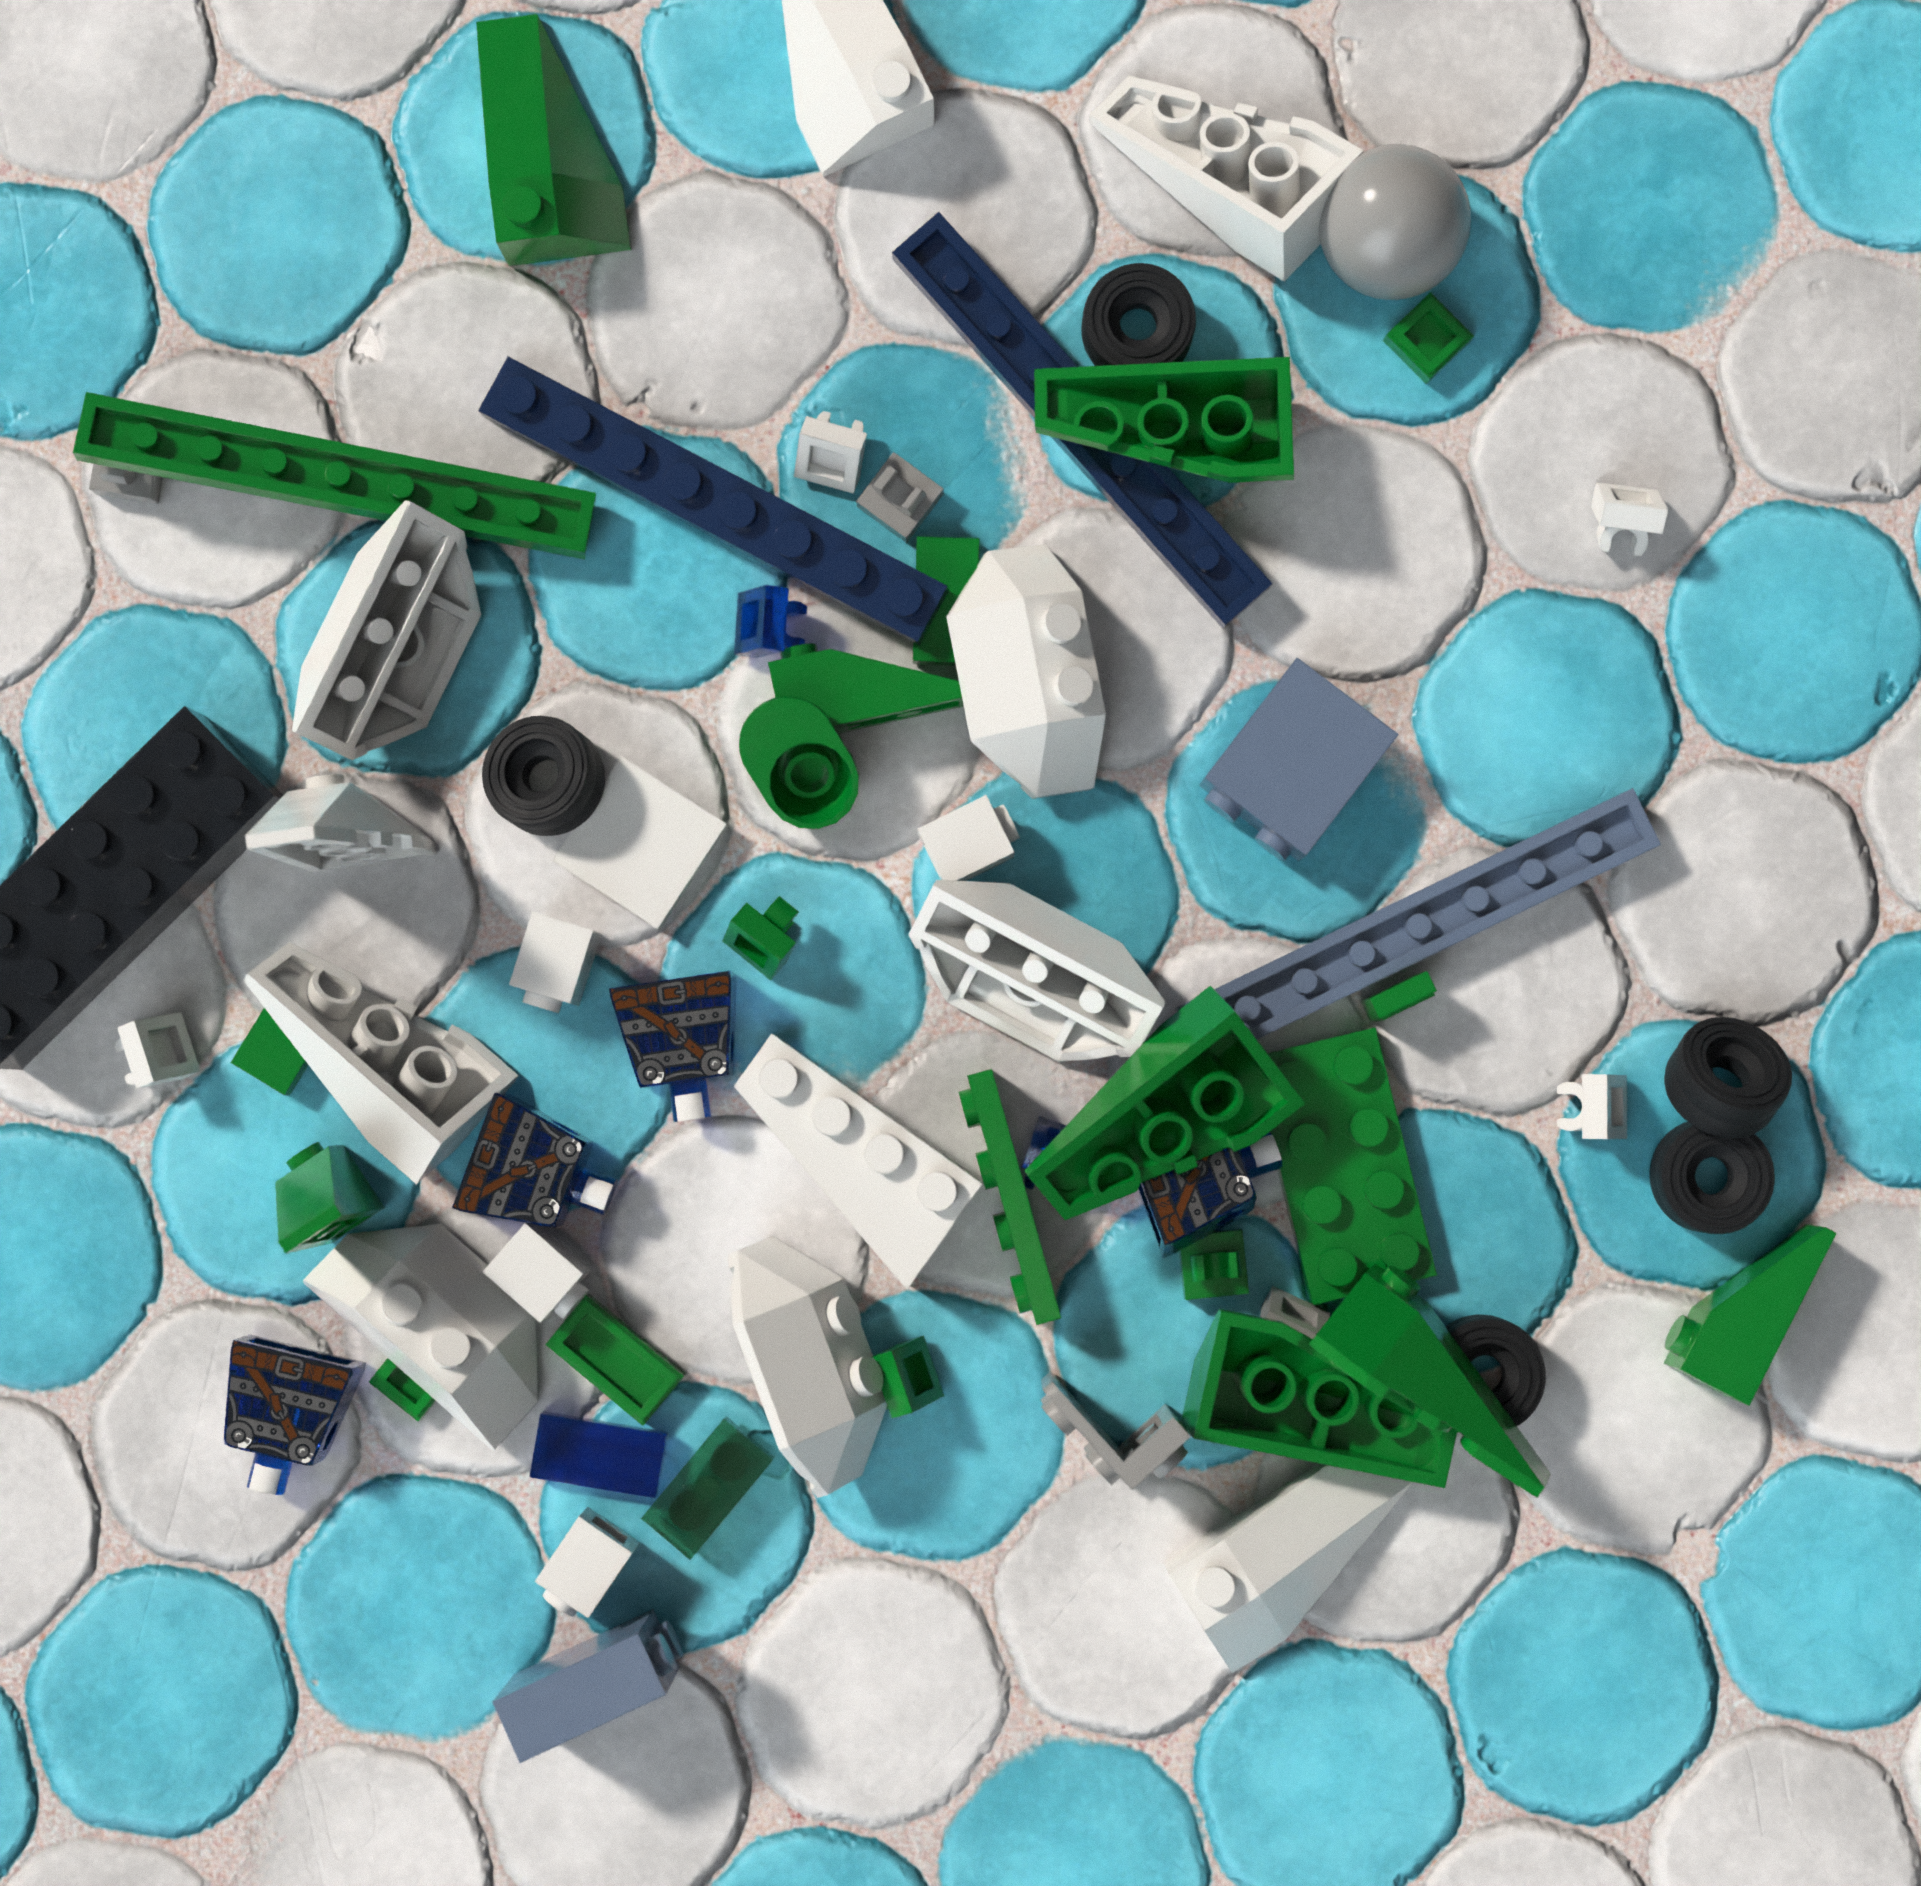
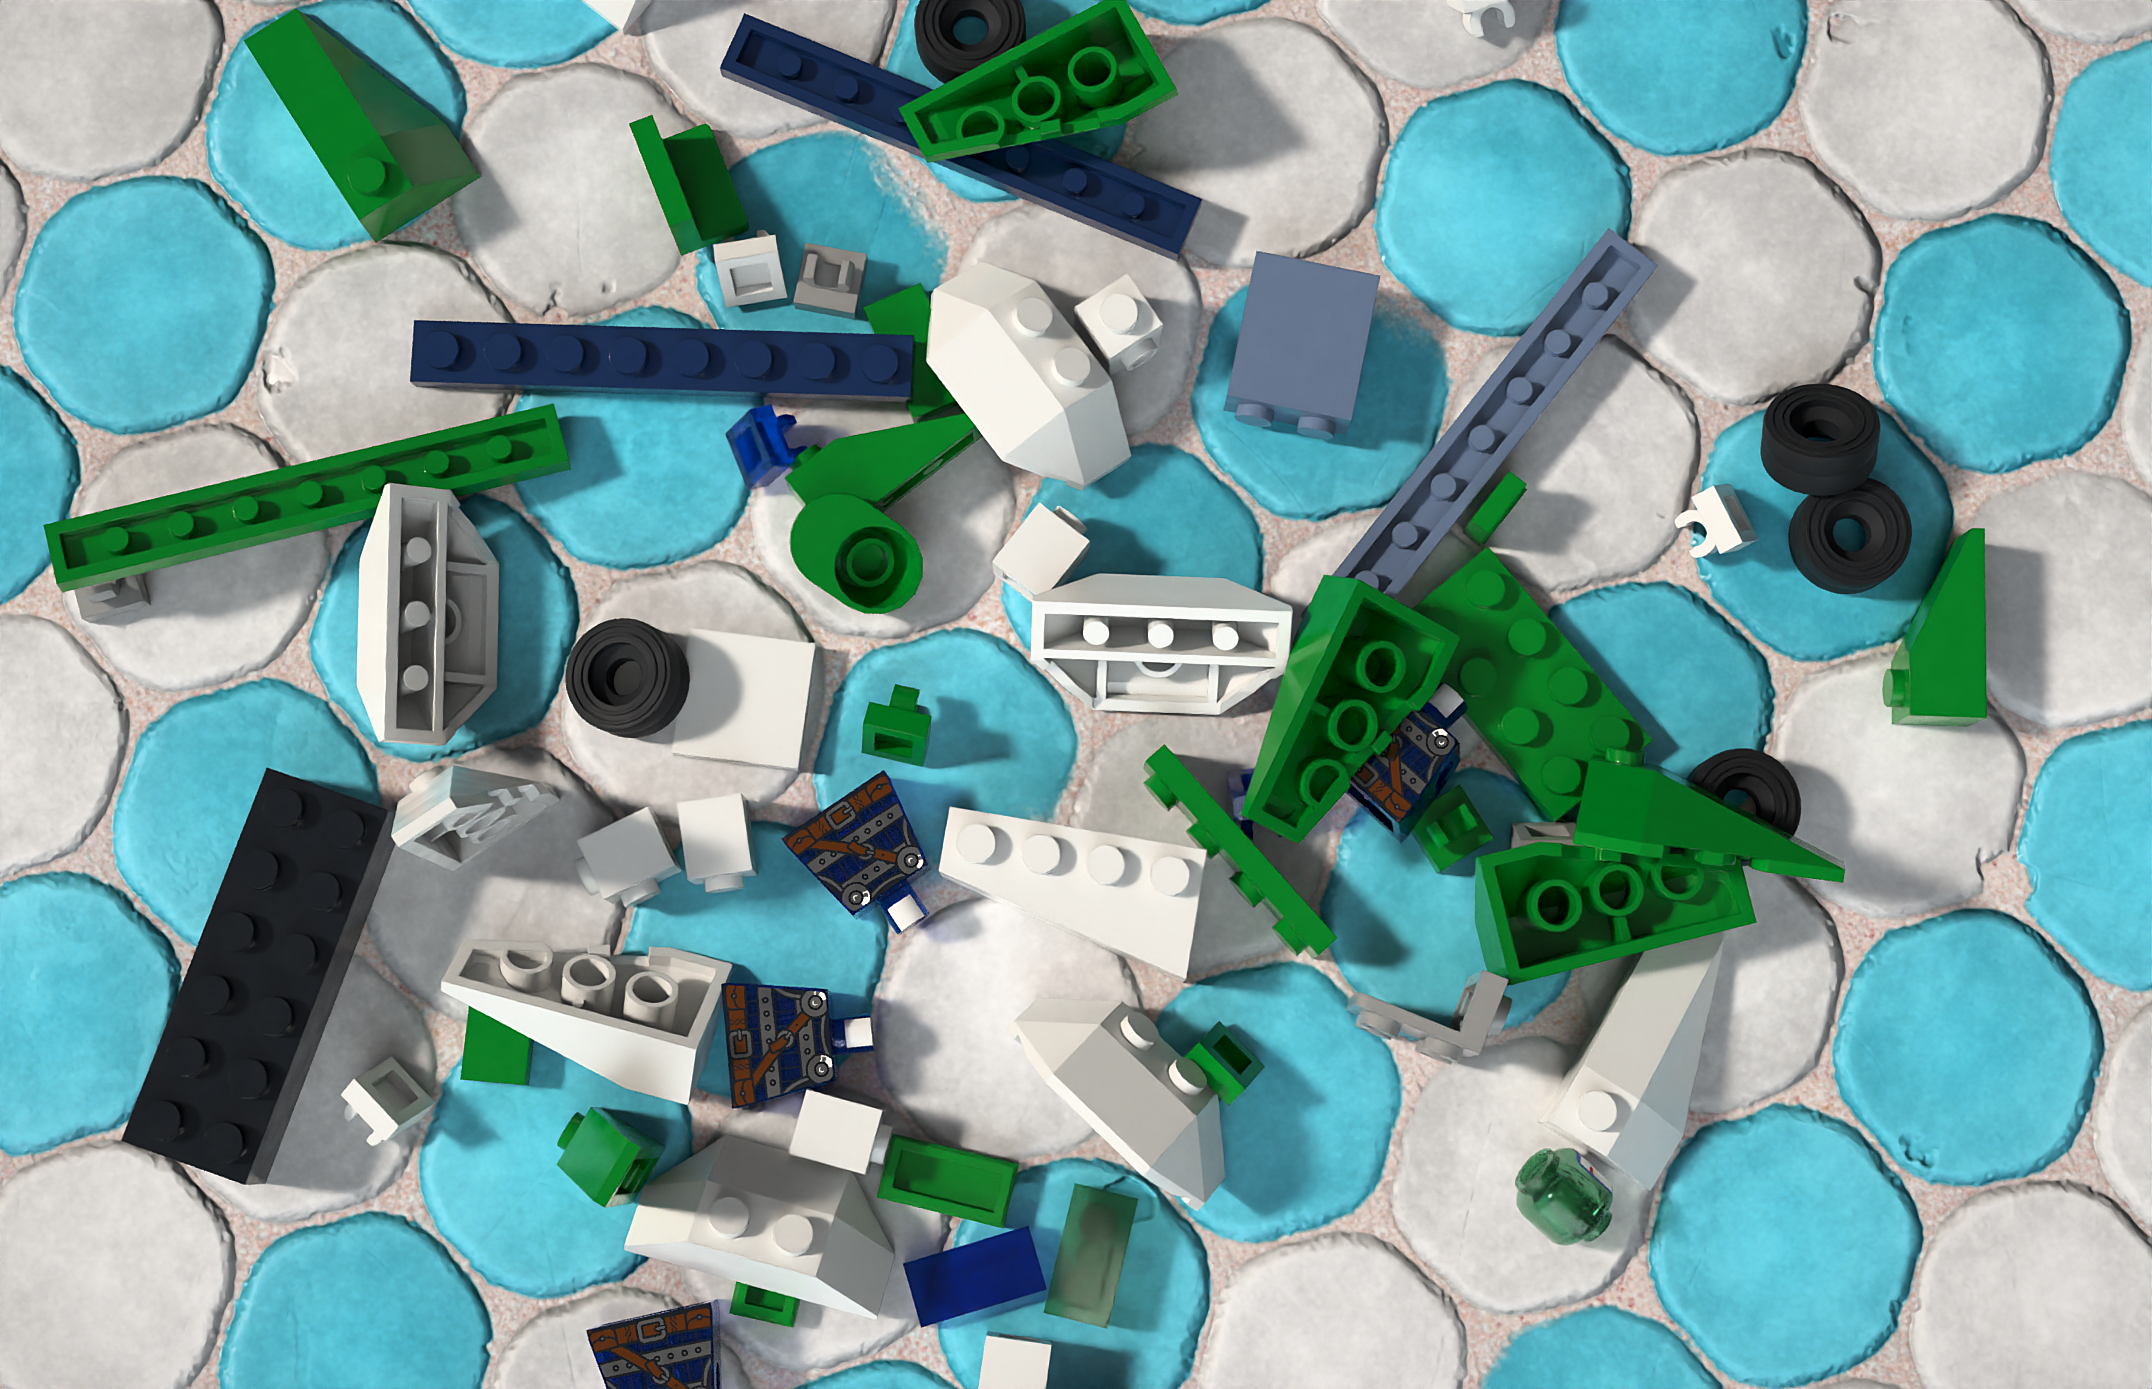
camera: 30 degrees left, 5 degrees down
(467, 938) = (627, 859): none -> white brick
(813, 348) = (691, 184): none -> green panel
(1139, 666) = (1119, 326): none -> white brick
(1151, 1642) = (1564, 1196): none -> clear green head

